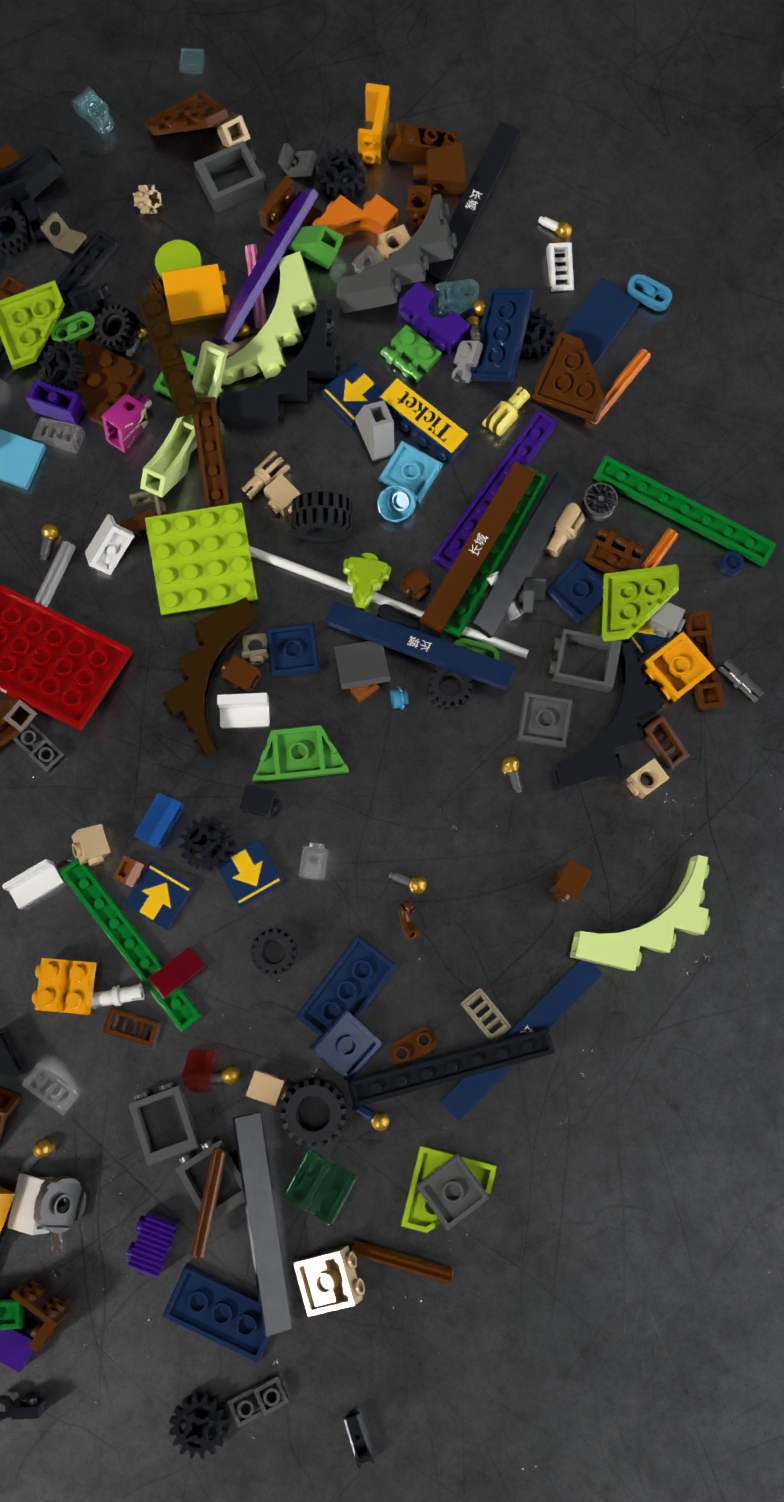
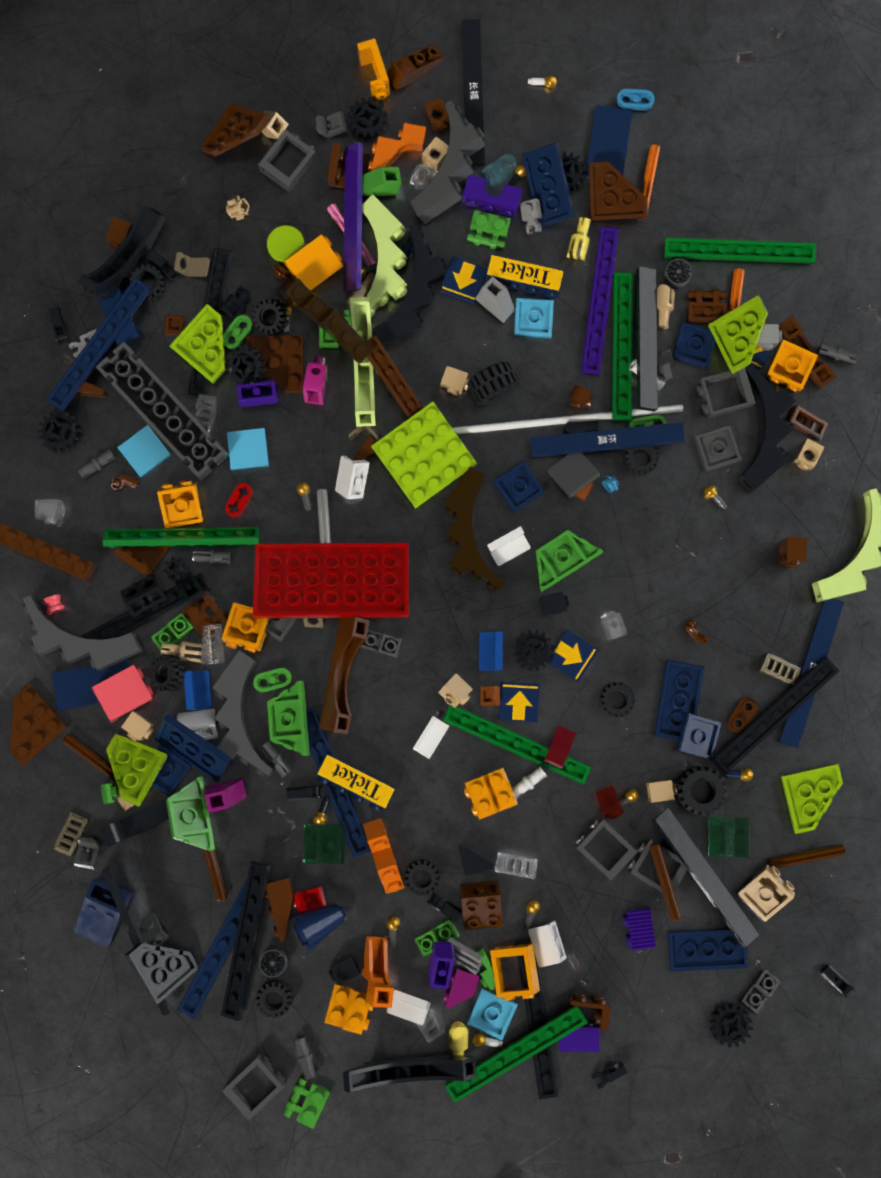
camera: 25 degrees left, 5 degrees up
(46, 1204) = (563, 943): dark grey plate -> none
(72, 445) = (284, 419): clear slope -> none
(93, 110) = (156, 157): clear light blue piece -> none
(133, 1018) = (531, 800): reddish brown slope -> none
(191, 61) = (208, 83): clear light blue tile -> none
(240, 674) = (493, 522): reddish brown brick -> none
(255, 657) = (498, 504): dark tan bracket -> none
(262, 477) = (433, 373): tan arm -> none
(365, 576) = (544, 410): lime rock -> none
(396, 503) = (537, 346): medium azure hair -> none
(415, 883) = (688, 605): piece -> none
(443, 170) = (441, 78): reddish brown torso -> none
(452, 1191) = (818, 794): dark grey tile -> none
(474, 327) = (523, 185): piece -> none
(477, 547) = (611, 349): reddish brown tile -> none
(560, 248) = (565, 103): white slope -> none
(731, 563) = (790, 271): dark blue tile -> none

